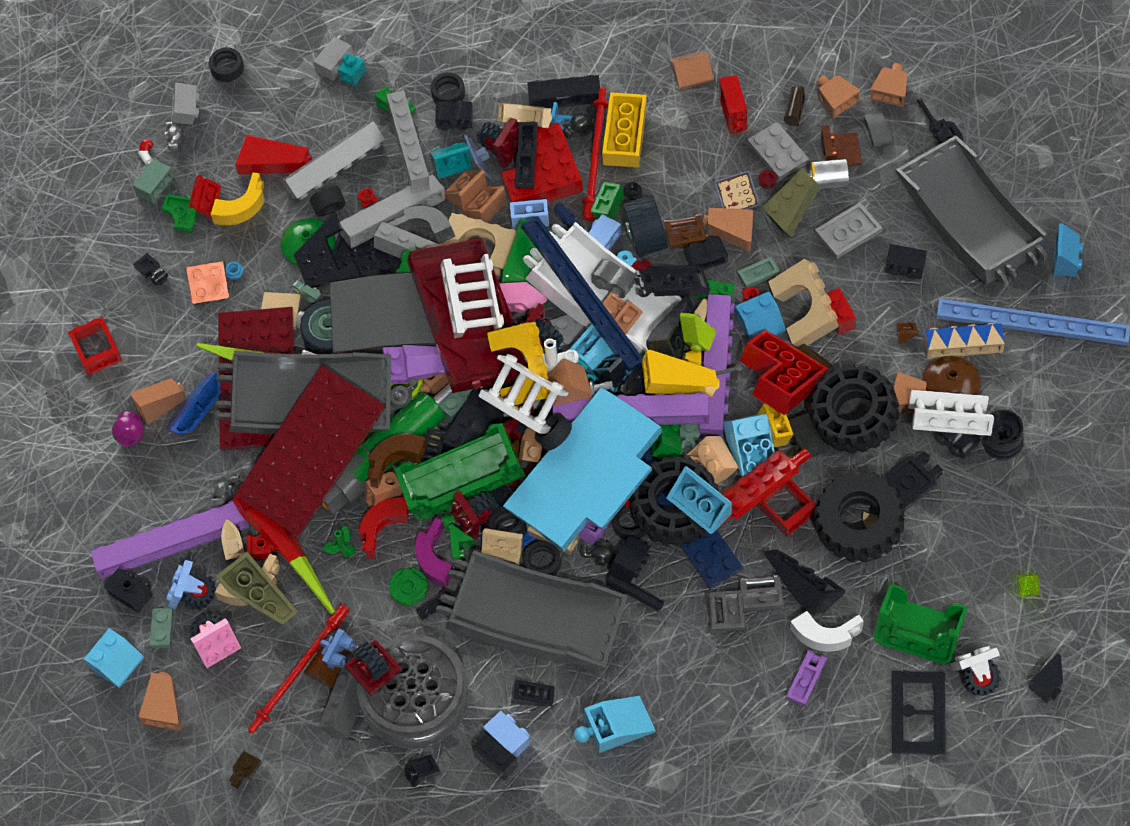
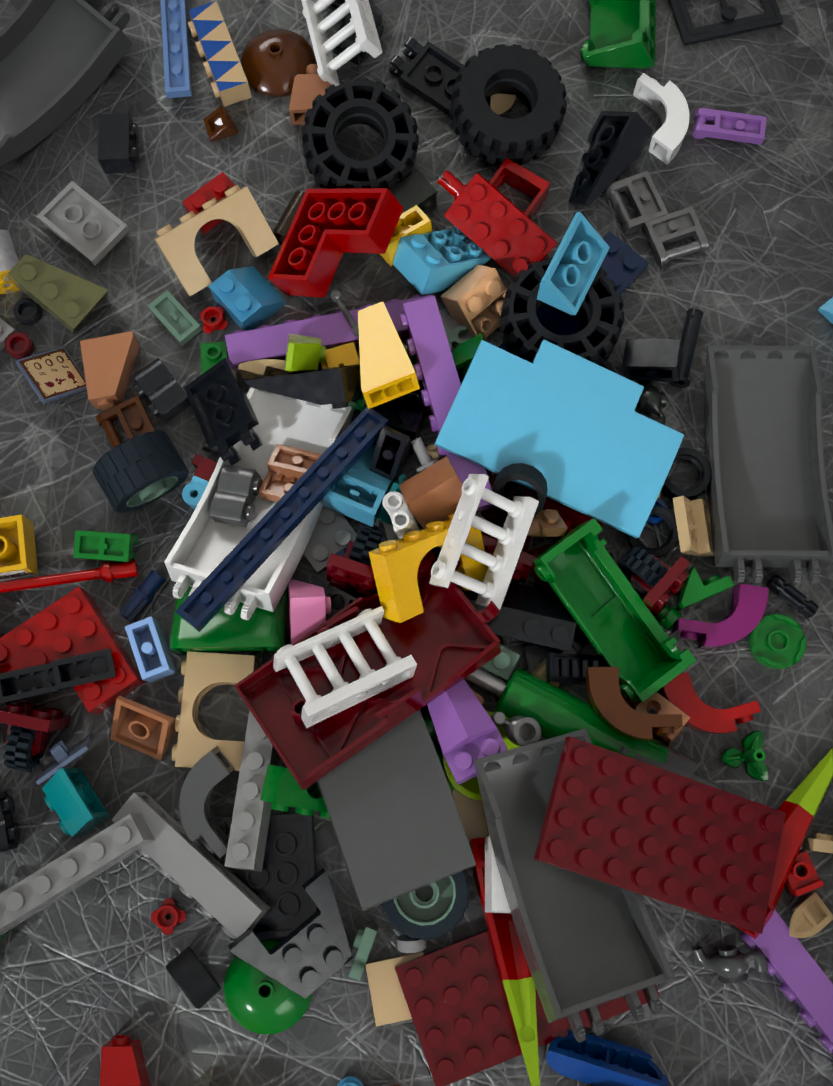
camera: 110 degrees left, 15 degrees up
(332, 160) = (115, 995): light grey brick -> none
(466, 187) = (118, 766): nougat slope -> none
(605, 231) = (155, 535): light blue brick -> none
(632, 186) = (70, 513): black plate -> none

